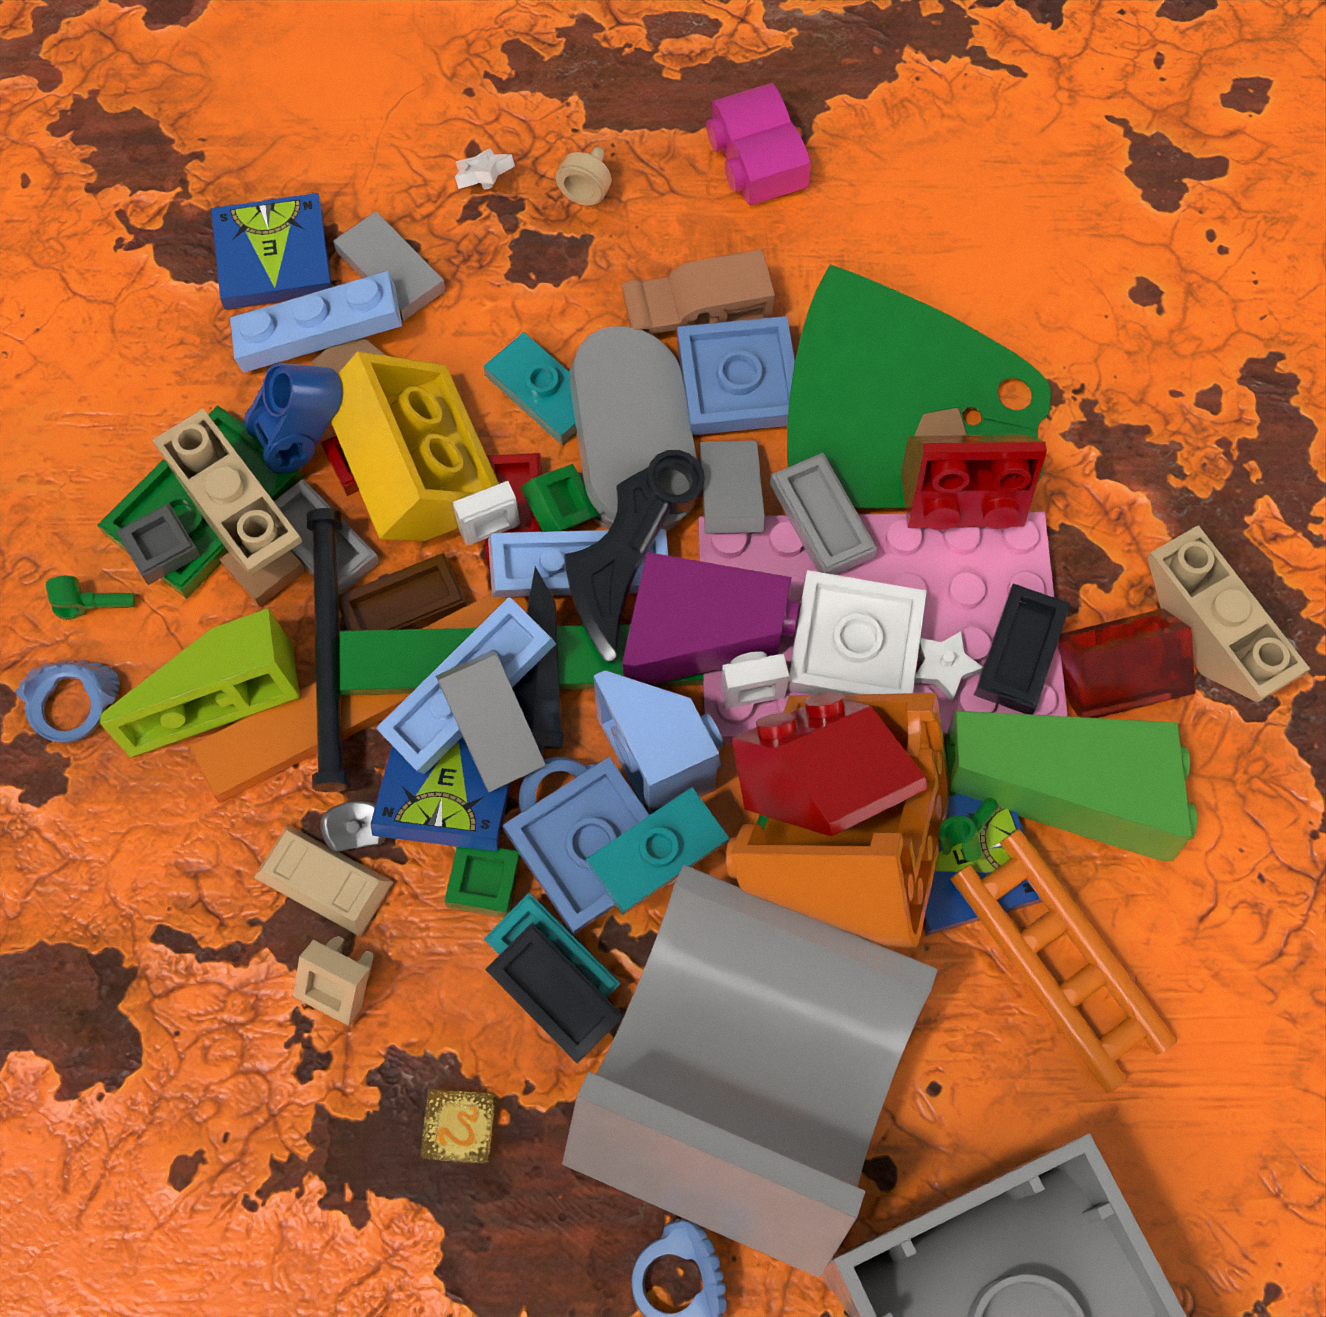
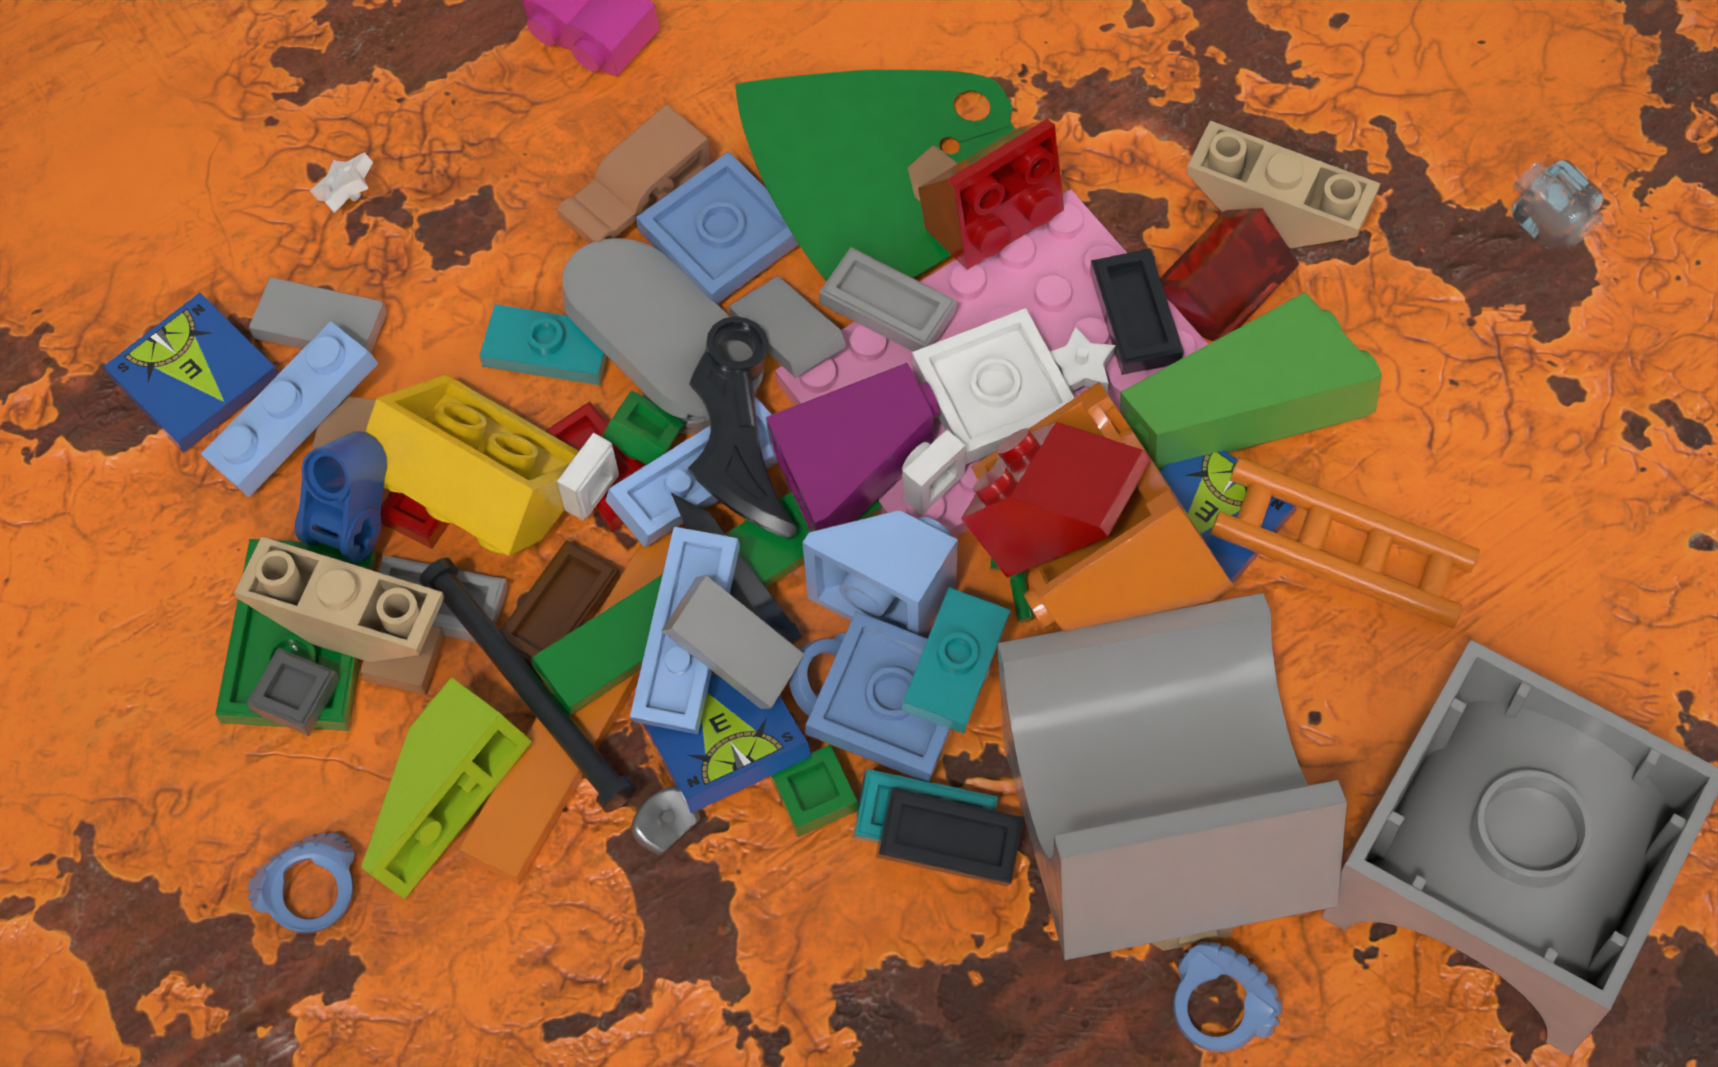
camera: 30 degrees left, 5 degrees down
(70, 602) = (240, 799): green hand -> none
(323, 880) = (667, 887): tan tile -> none
(332, 980) = (745, 959): tan tile -> none
(458, 1126) = (943, 1008): clear yellow tile -> none
(584, 177) = (448, 134): tan tile -> none
(966, 830) = (1197, 484): green hand -> none

